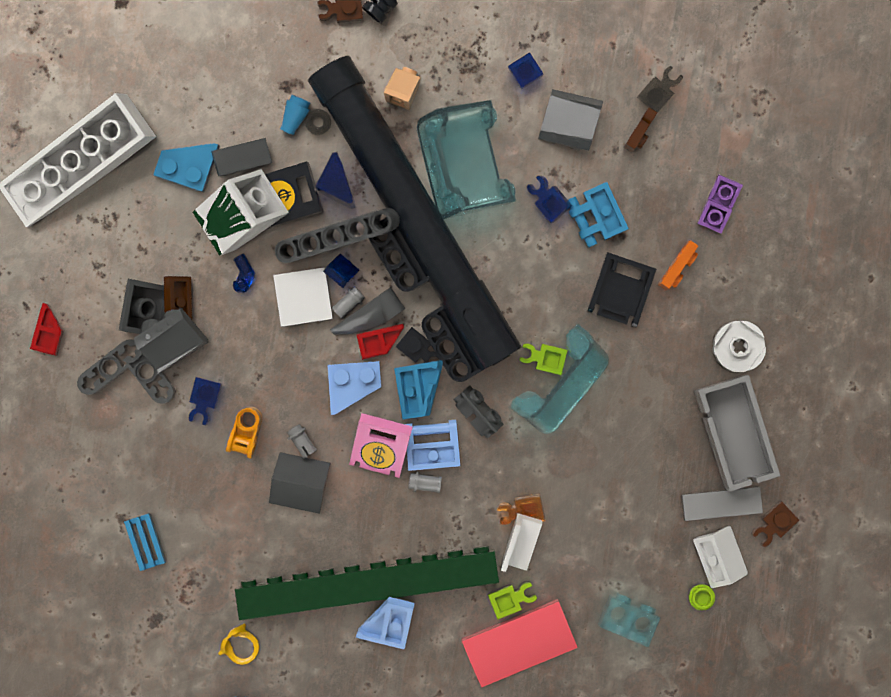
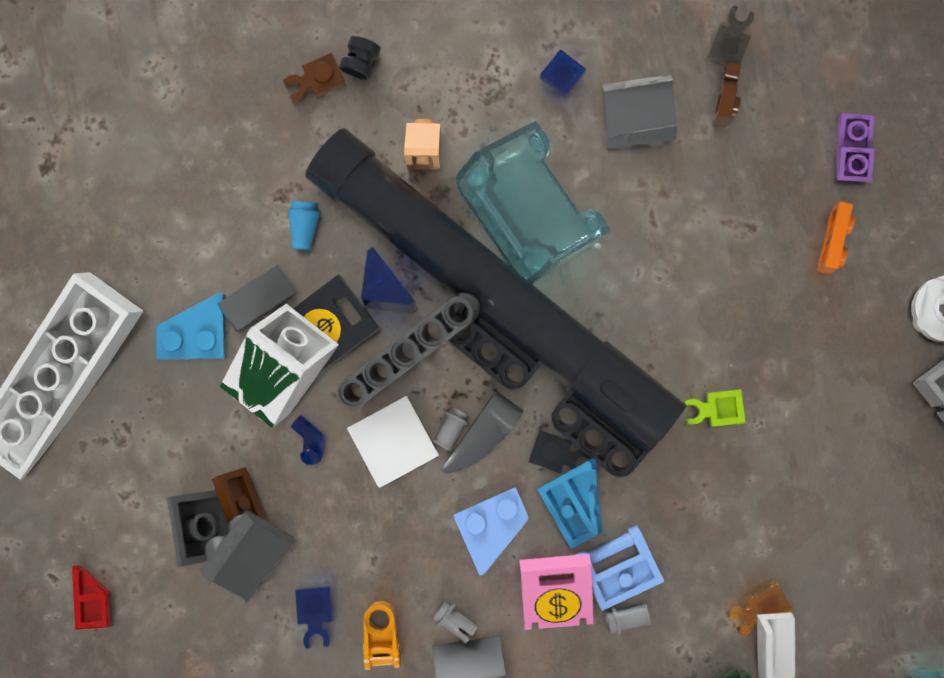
camera: 20 degrees left, 5 degrees down
(134, 365) = (213, 603): dark grey beam -> none
(314, 114) = (335, 213): clear smoke plate -> none
(341, 270) = (428, 392): clear blue plate -> none
(378, 341) = (505, 463): red tile -> none
(487, 419) = (675, 512): dark grey hinge -> none
(551, 201) = (652, 217): clear blue plate -> none
(589, 364) = (774, 394): clear light blue windscreen -> none
(604, 210) = (721, 205): dark azure plate -> none
(620, 294) = (777, 299): black container -> none

